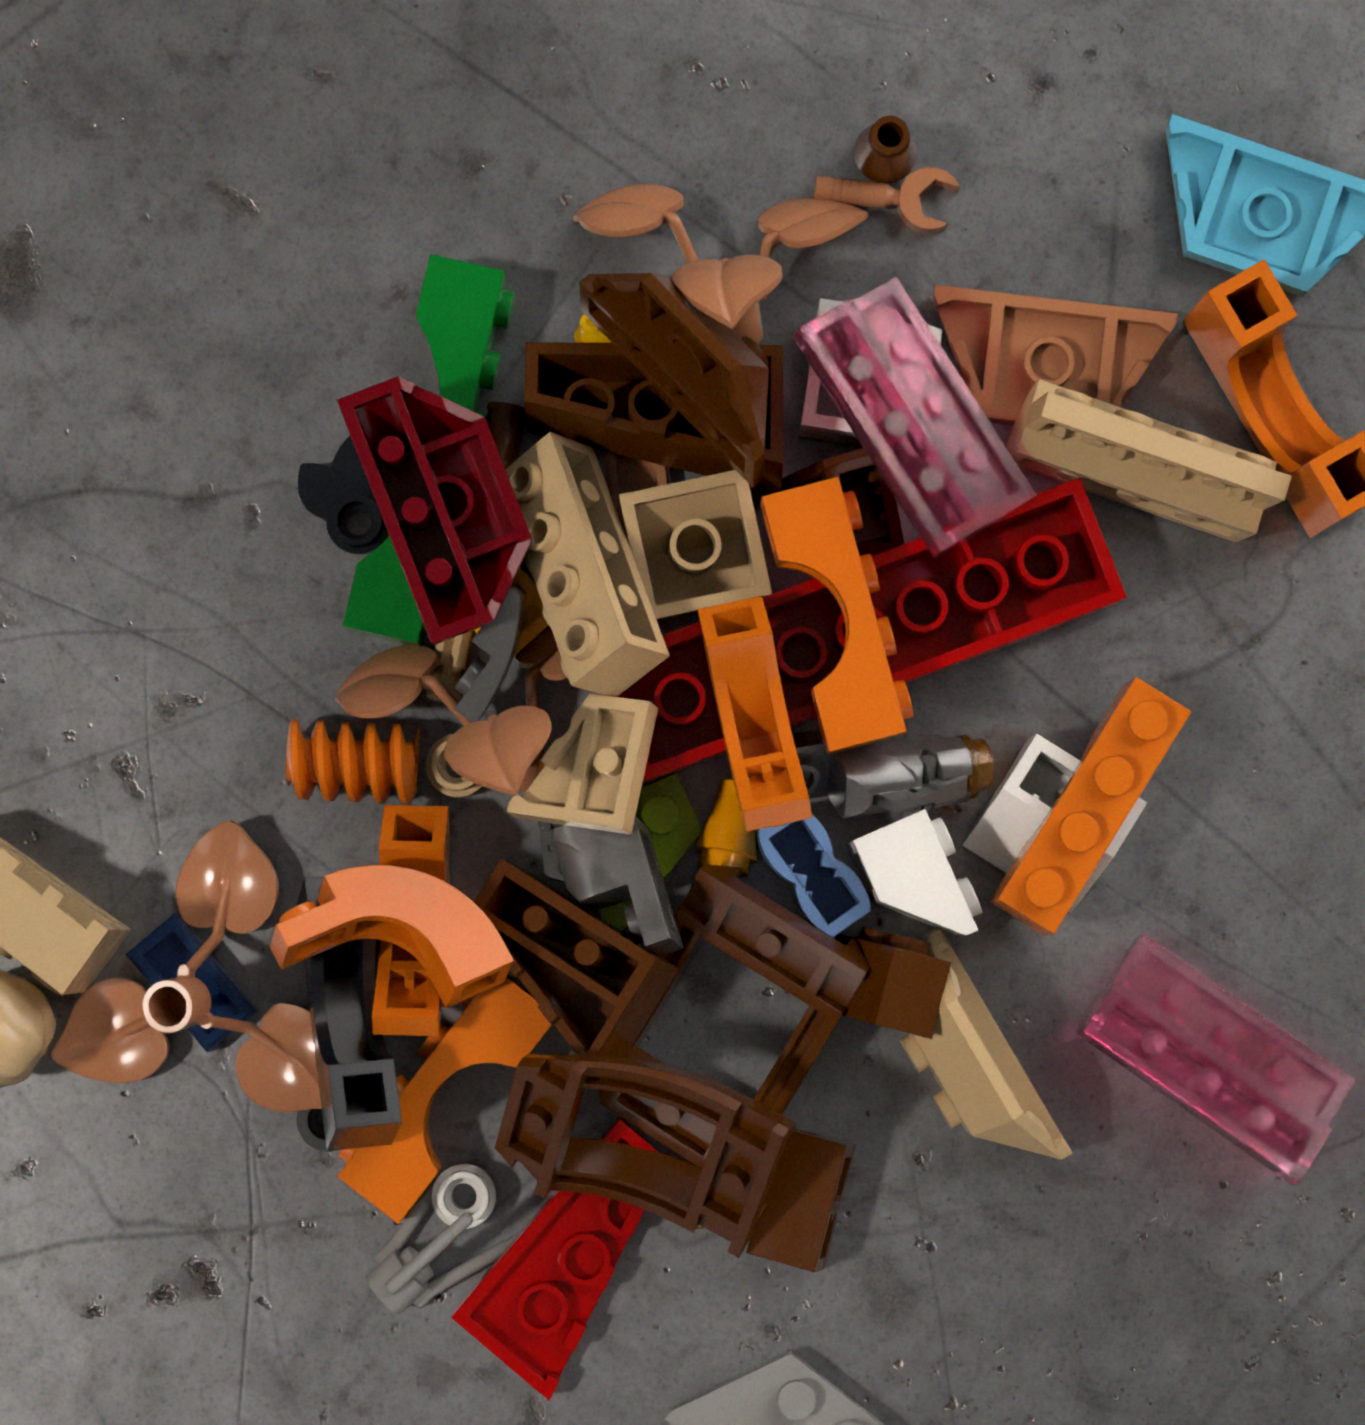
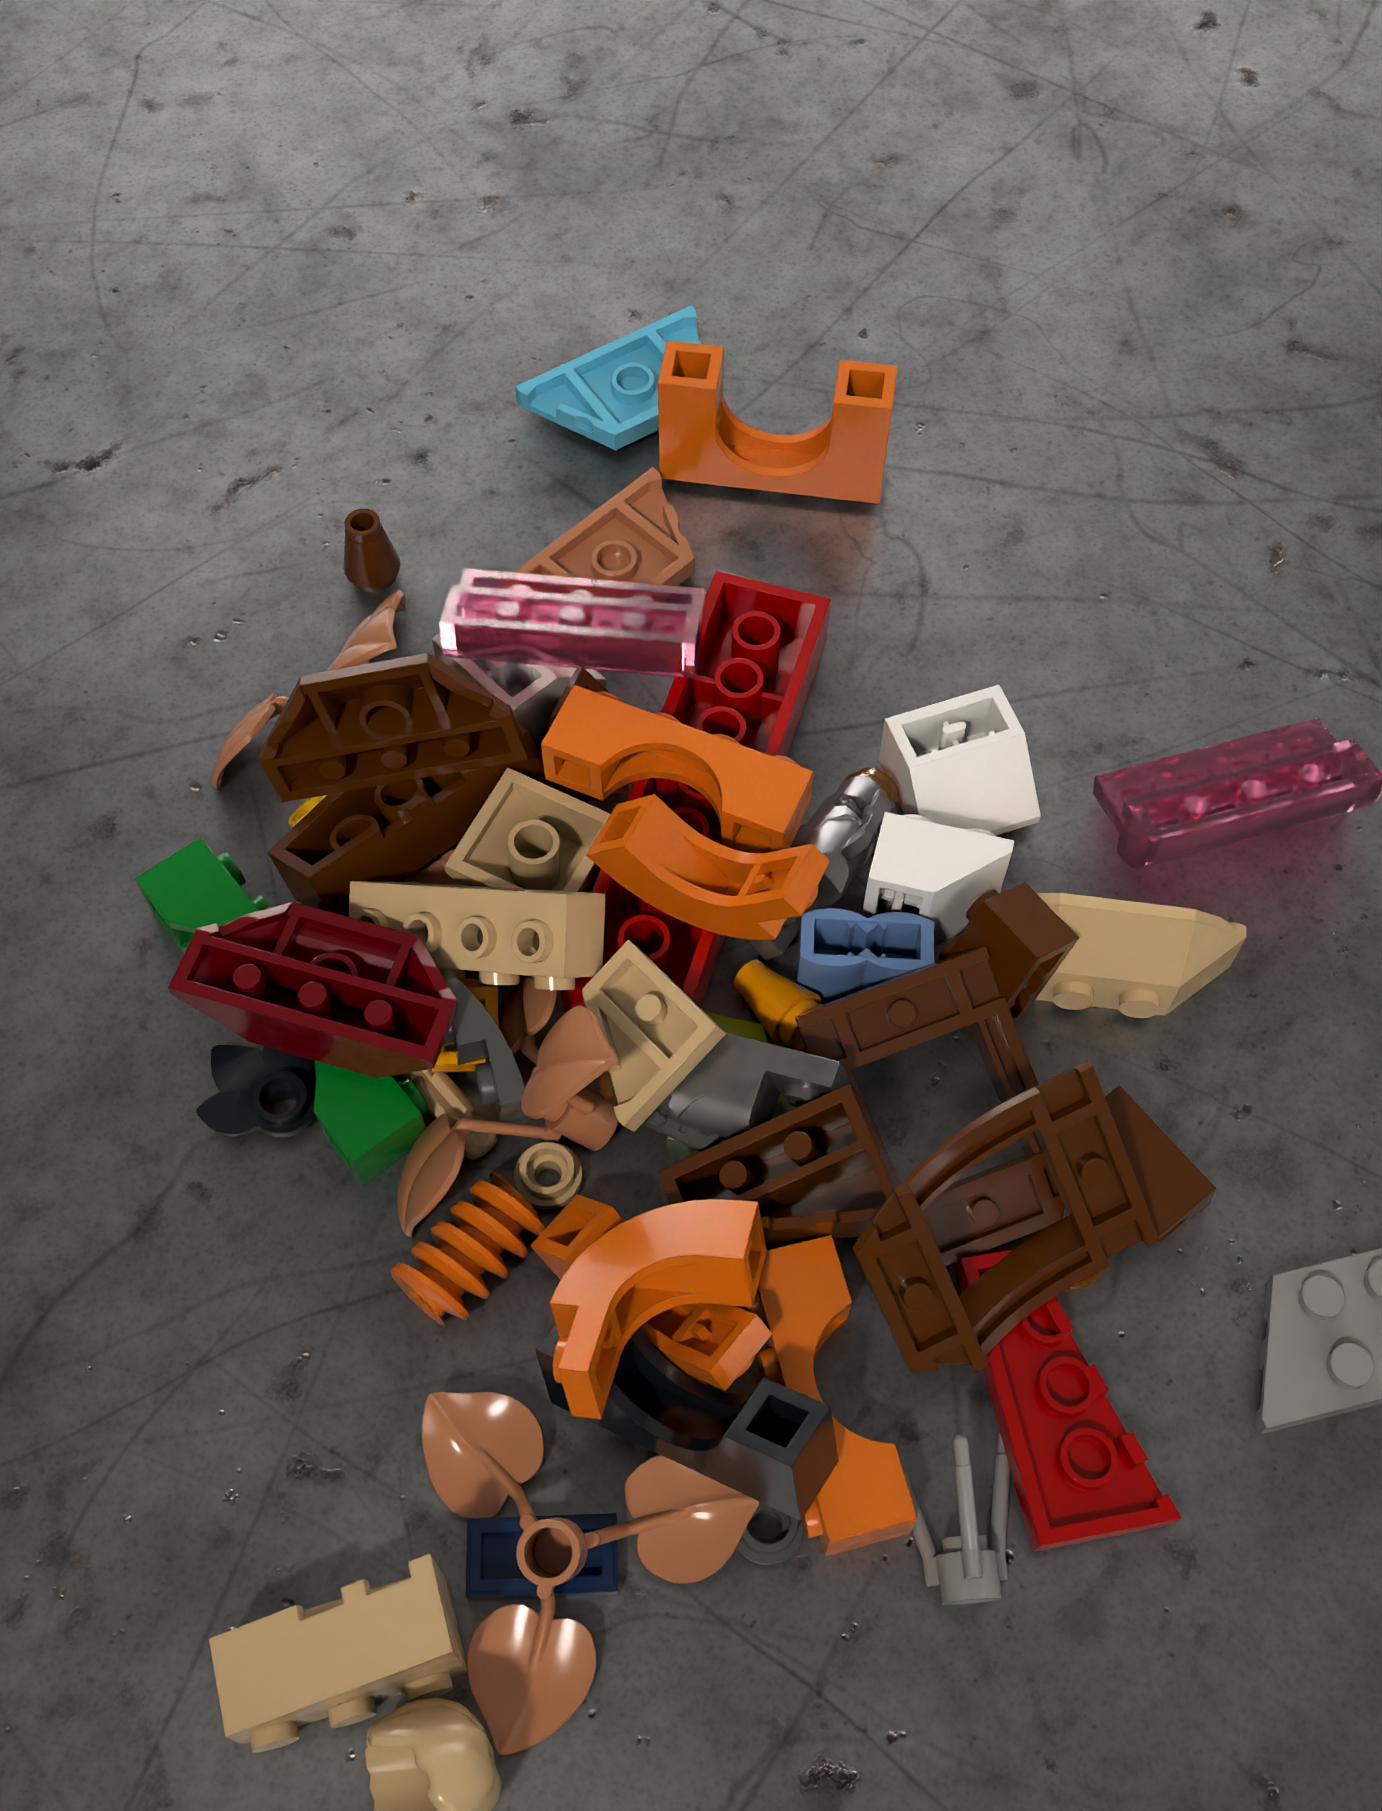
camera: 50 degrees left, 25 degrees down
(469, 1174) = (935, 1434): white plate -> none
(883, 195) = (417, 575): nougat piece -> none
(1090, 807) = (999, 763): orange arch -> none
(1144, 462) = (748, 526): tan brick -> none

